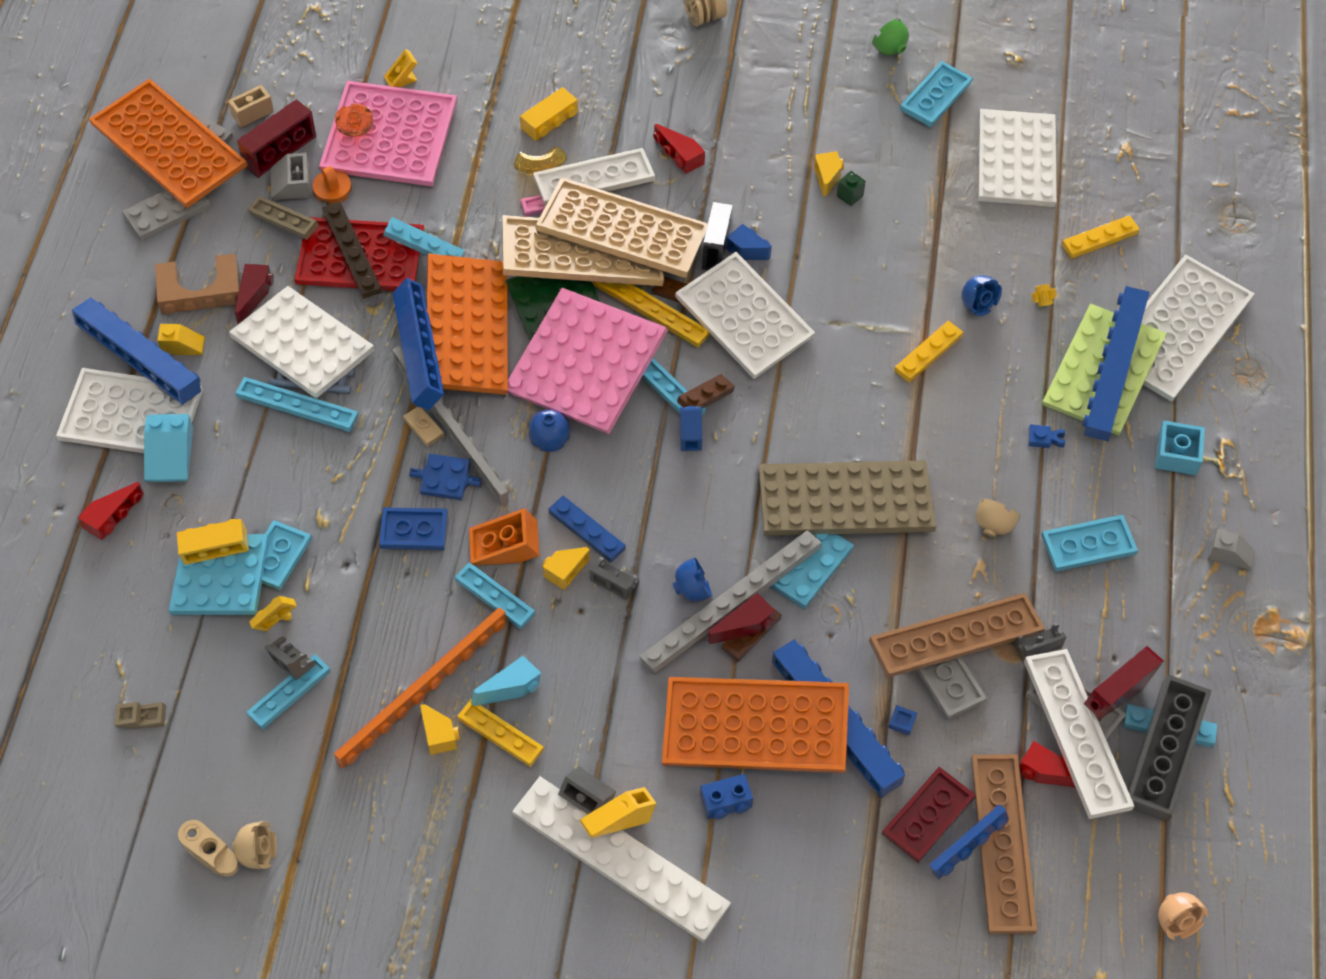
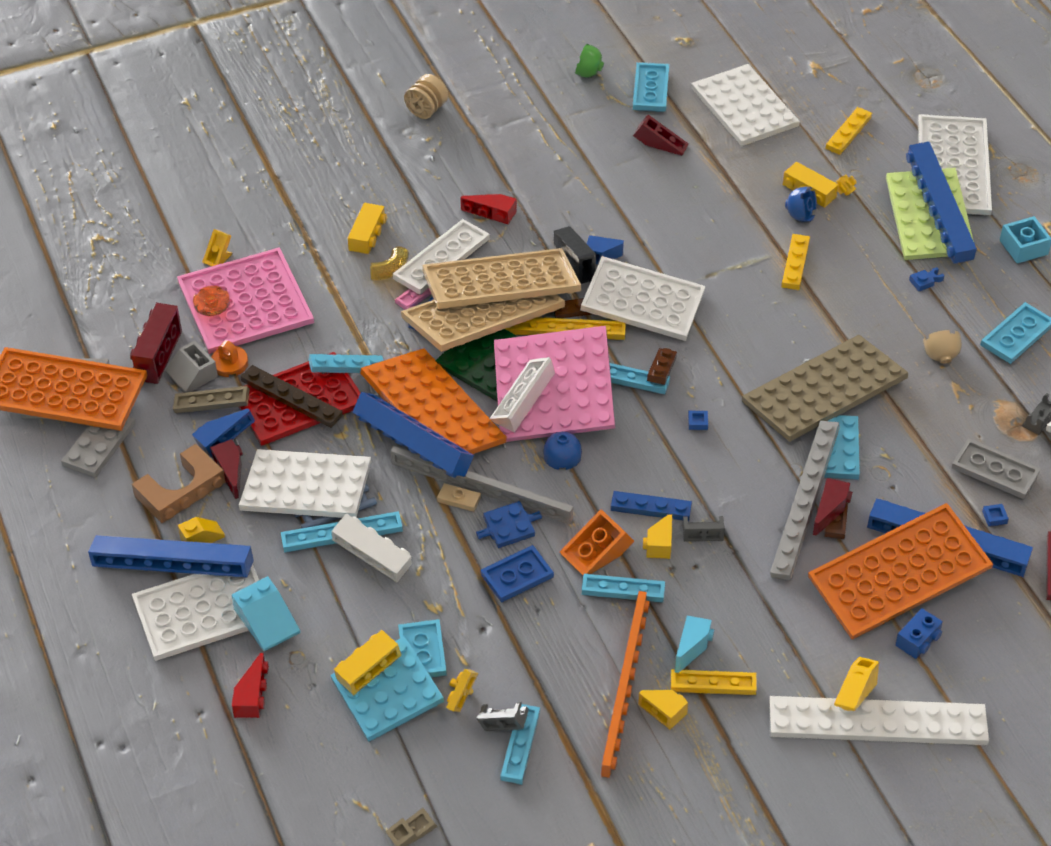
camera: 30 degrees left, 10 degrees down
(251, 106) = (111, 330): tan brick -> none
(269, 252) = (222, 429): none -> blue slope
(305, 434) = (371, 547): none -> white brick
(546, 357) = (523, 393): none -> white slope
(585, 791) = (817, 685): dark grey brick -> none
(690, 428) = (673, 394): blue slope -> none
(691, 581) = (766, 499): blue cylinder -> none
(697, 466) = (698, 420): none -> blue plate
(828, 170) = (616, 172): yellow slope -> none
(851, 188) = (645, 176): dark green brick -> none
(900, 153) = (660, 137): none -> dark red slope
(955, 635) = (984, 437): medium nougat plate -> none
(1010, 275) = (802, 176): none -> yellow brick

